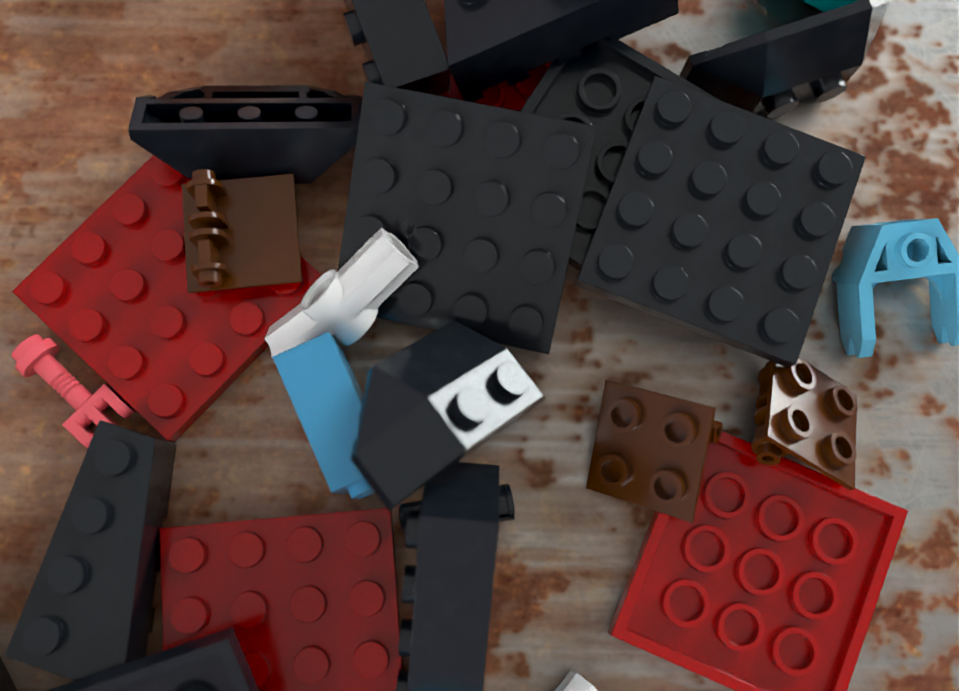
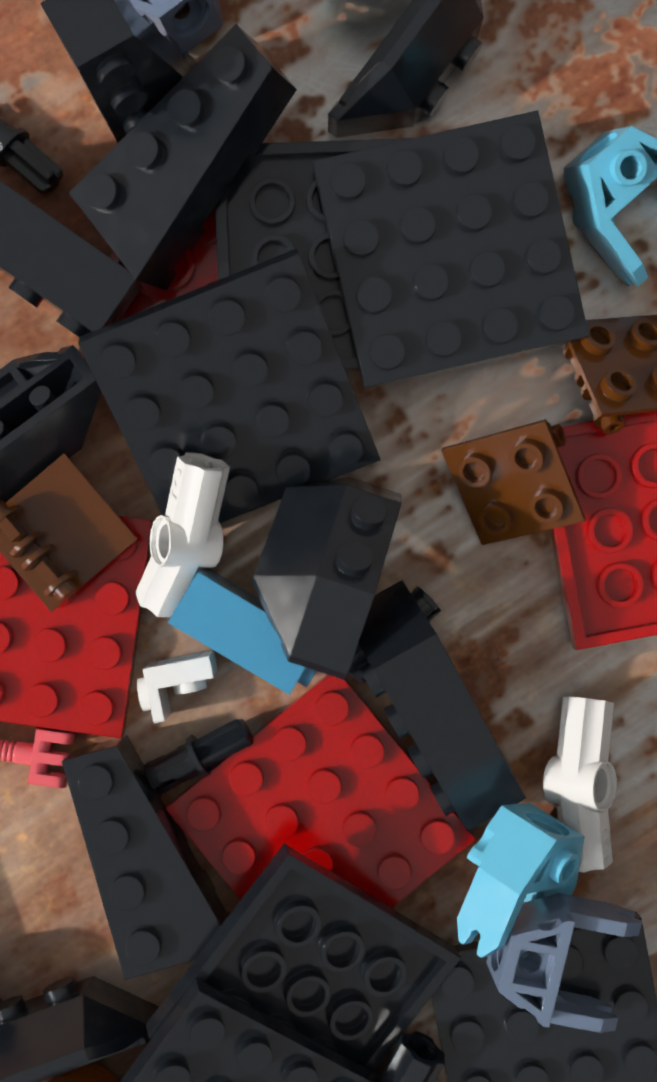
camera: 25 degrees left, 10 degrees up
(219, 501) = (197, 756): none -> black axle
(259, 422) = (184, 673): none -> white bracket

